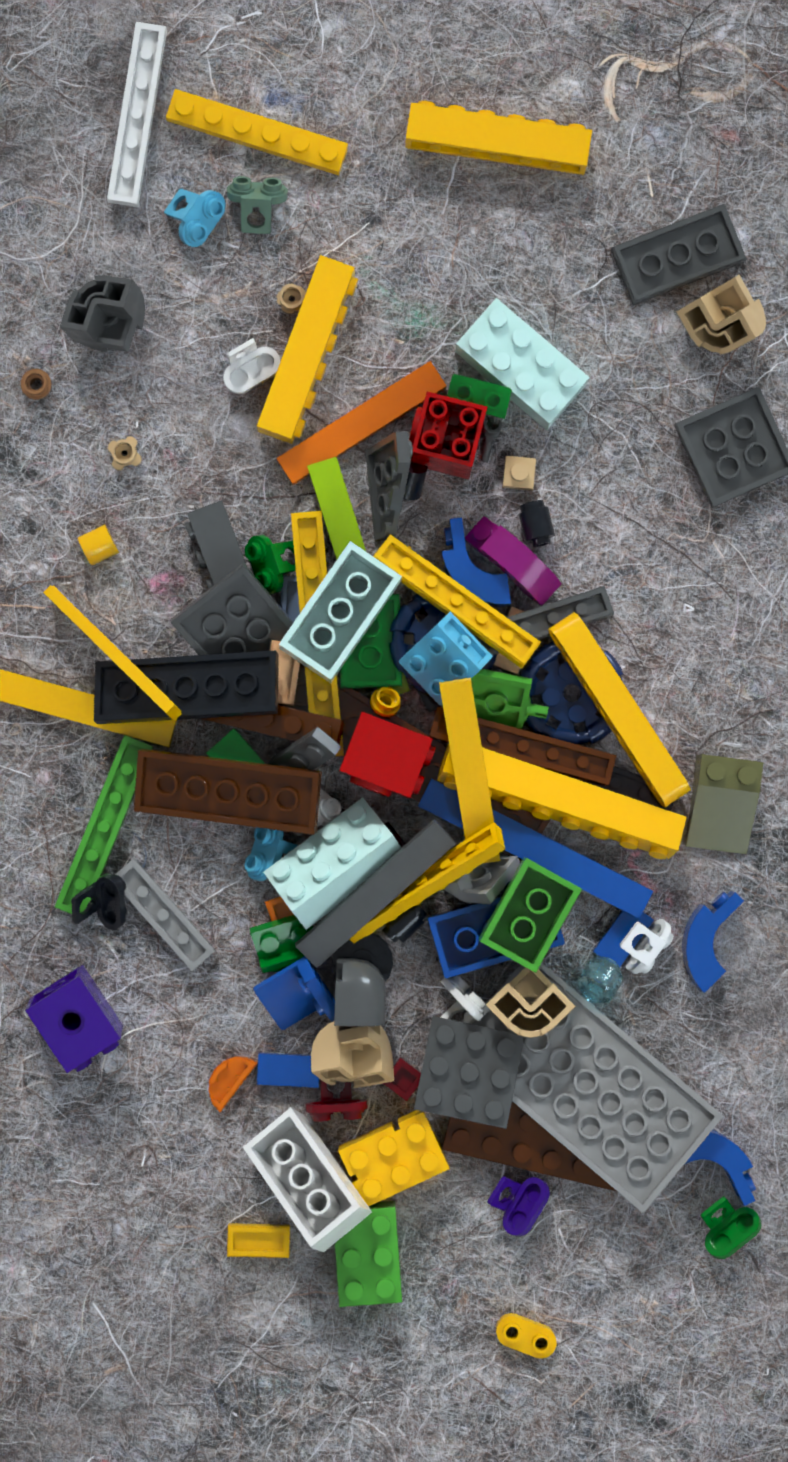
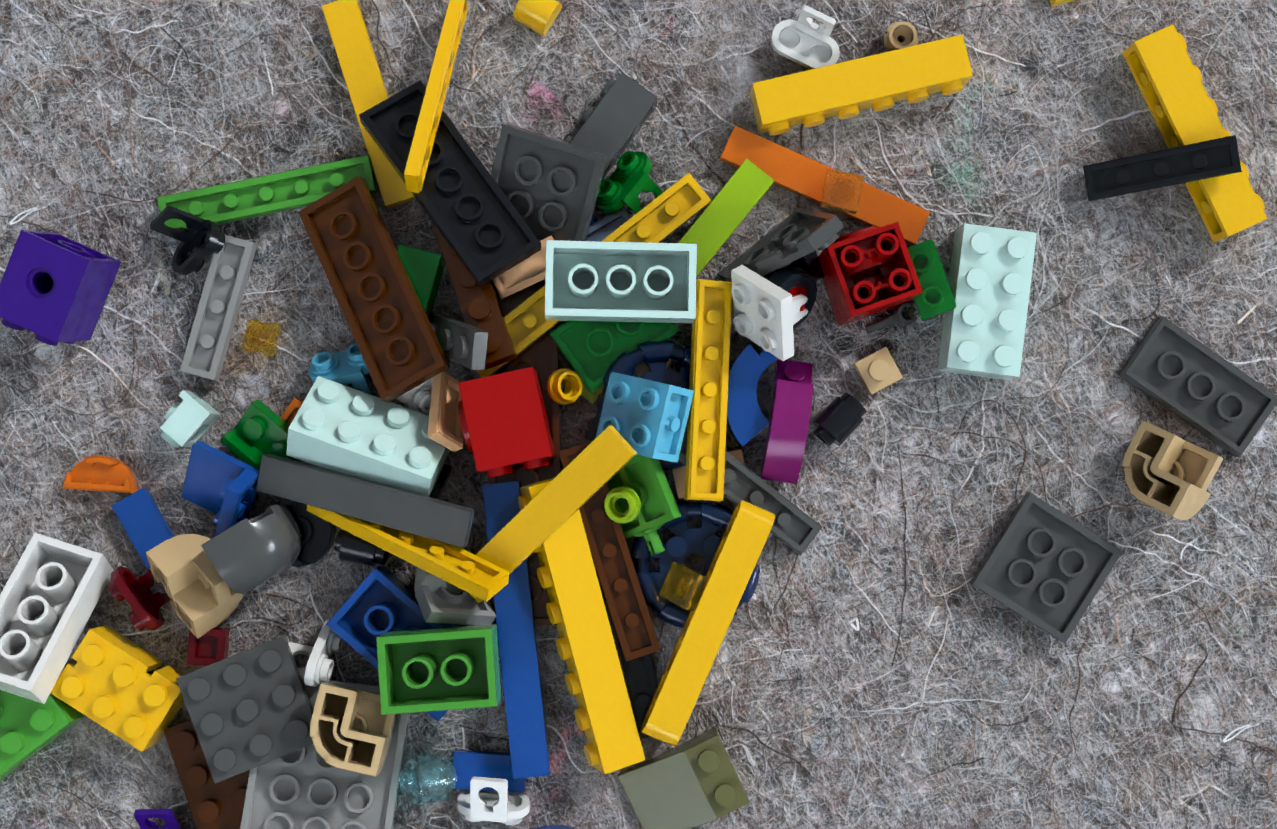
camera: 65 degrees right, 0 degrees up
(196, 898) = (254, 331): none -> clear yellow plate
(231, 989) = (188, 420): none -> light aqua brick
(350, 796) = (444, 418): none -> light nougat tile
(375, 414) = (842, 191): none -> clear yellow plate
(428, 518) = (772, 307): none -> white plate
(501, 723) = (612, 507): none -> lime plate
(508, 179) = (1162, 168): none -> black tile
(582, 710) = (683, 586): none -> clear yellow plate

